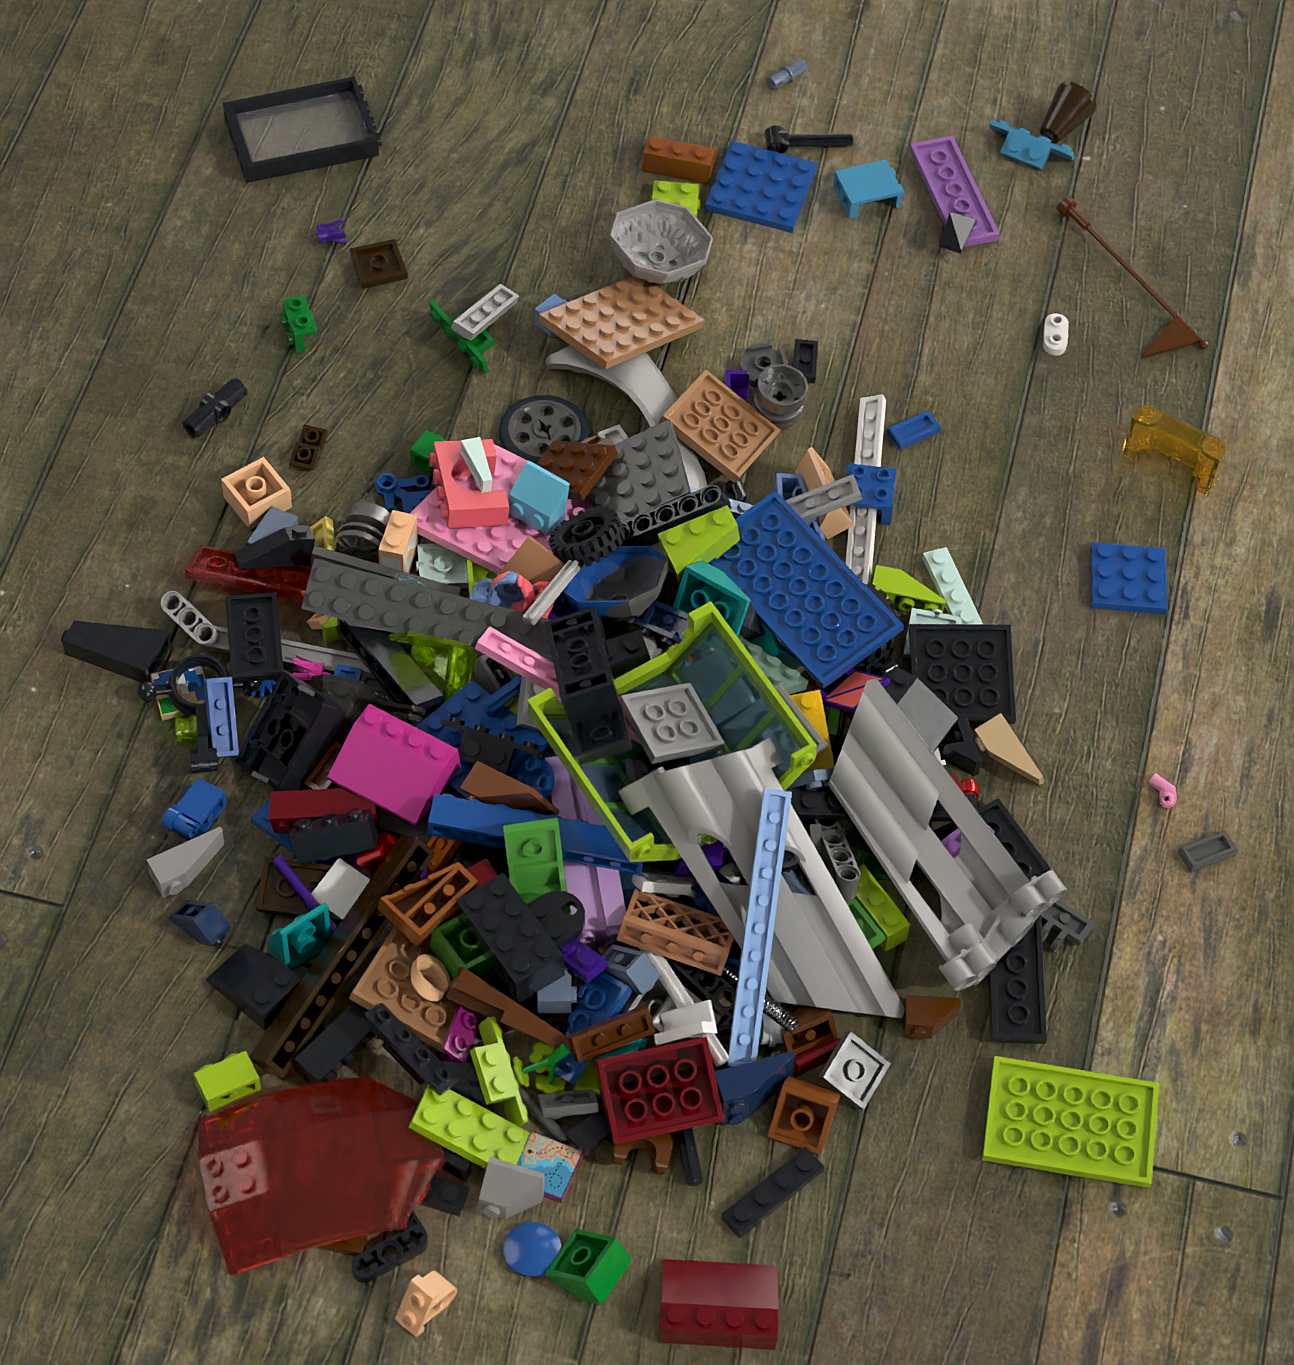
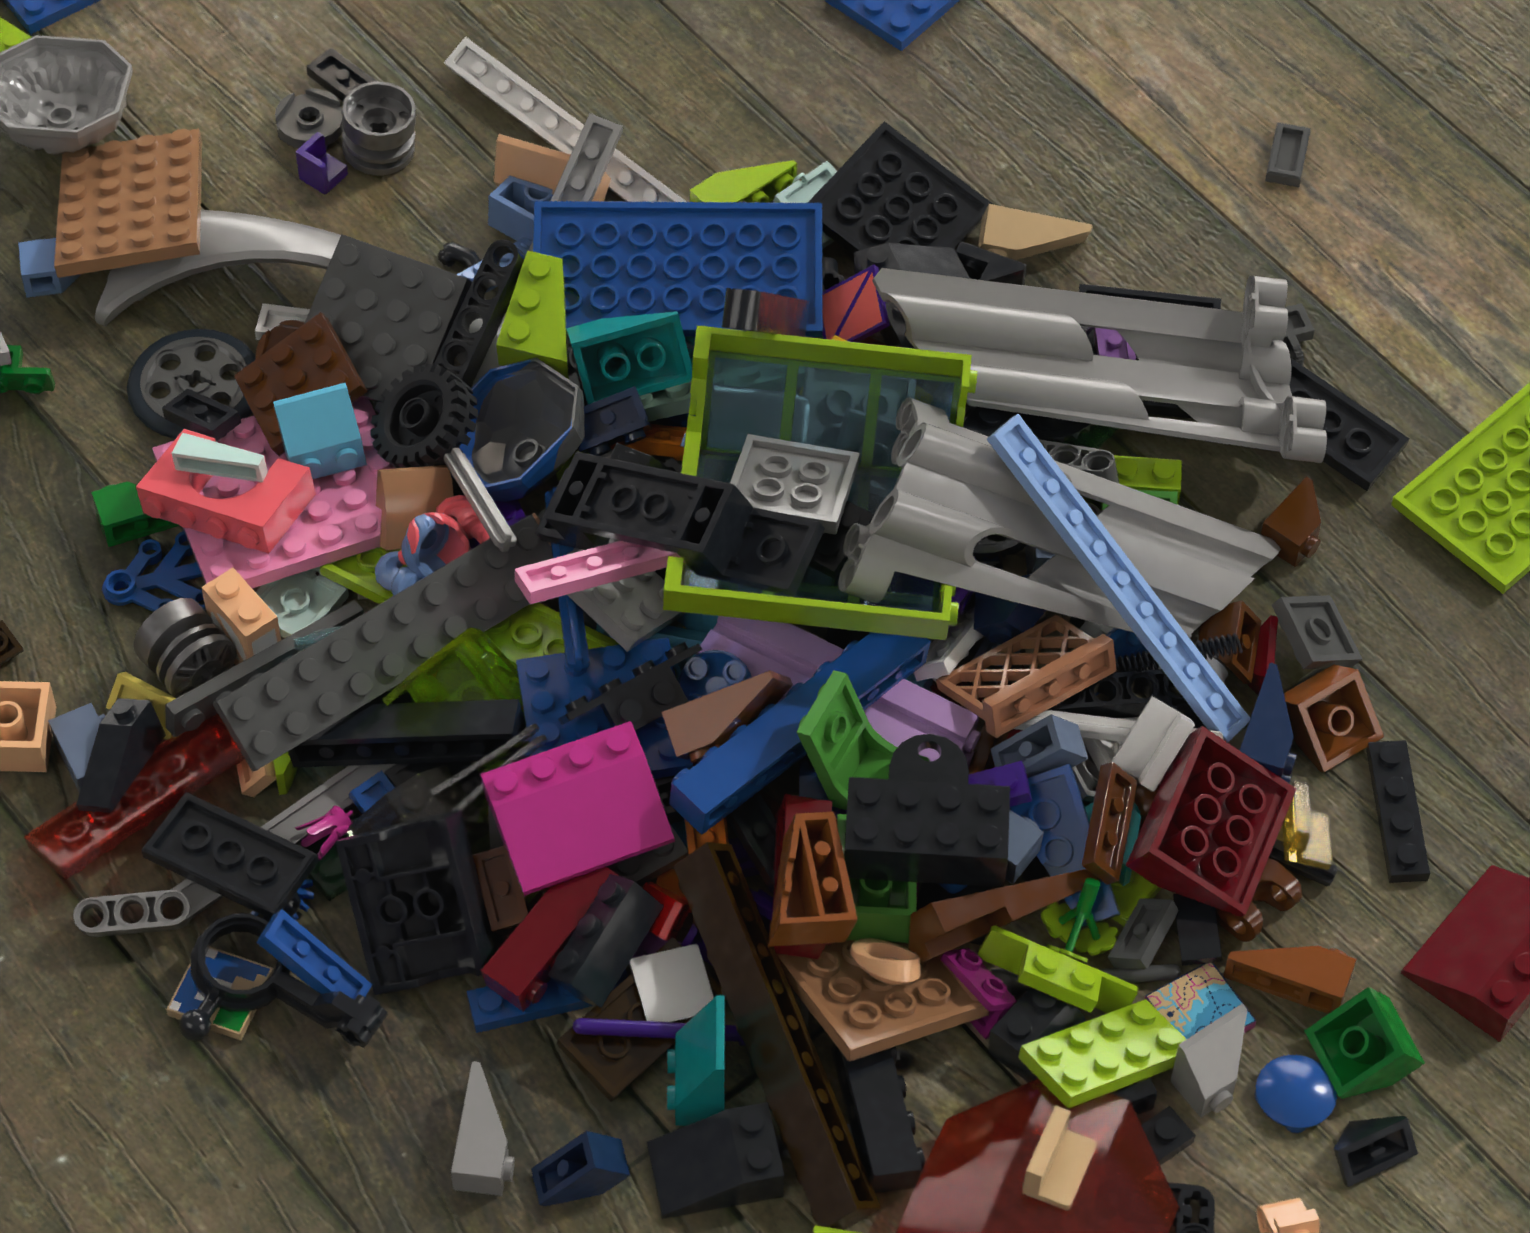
camera: 50 degrees left, 0 degrees up
(118, 648) = (95, 1022): black slope -> none
(186, 728) = (286, 1016): clear neon green wheel -> none
(196, 810) = (417, 1078): blue hinge -> none
(361, 1137) = (1058, 1162): none -> tan panel
(410, 1050) = (969, 1044): black bracket -> none
(491, 674) = (530, 631): dark grey slope -> none
(517, 444) = (201, 414): none -> black plate
(525, 1310) = (1373, 1147): none -> black slope
(611, 1203) = (1299, 974): none -> dark orange slope
(709, 1147) = (1306, 832): none -> clear yellow panel
(720, 426) = (372, 203): medium nougat plate -> none
(754, 630) = (764, 312): none -> black beam
(876, 488) = (566, 121): blue bracket -> none
(913, 430) = (529, 46): blue tile -> none
(950, 585) = (764, 148): light aqua plate -> none
(1166, 790) = (1187, 138): bright pink arm -> none

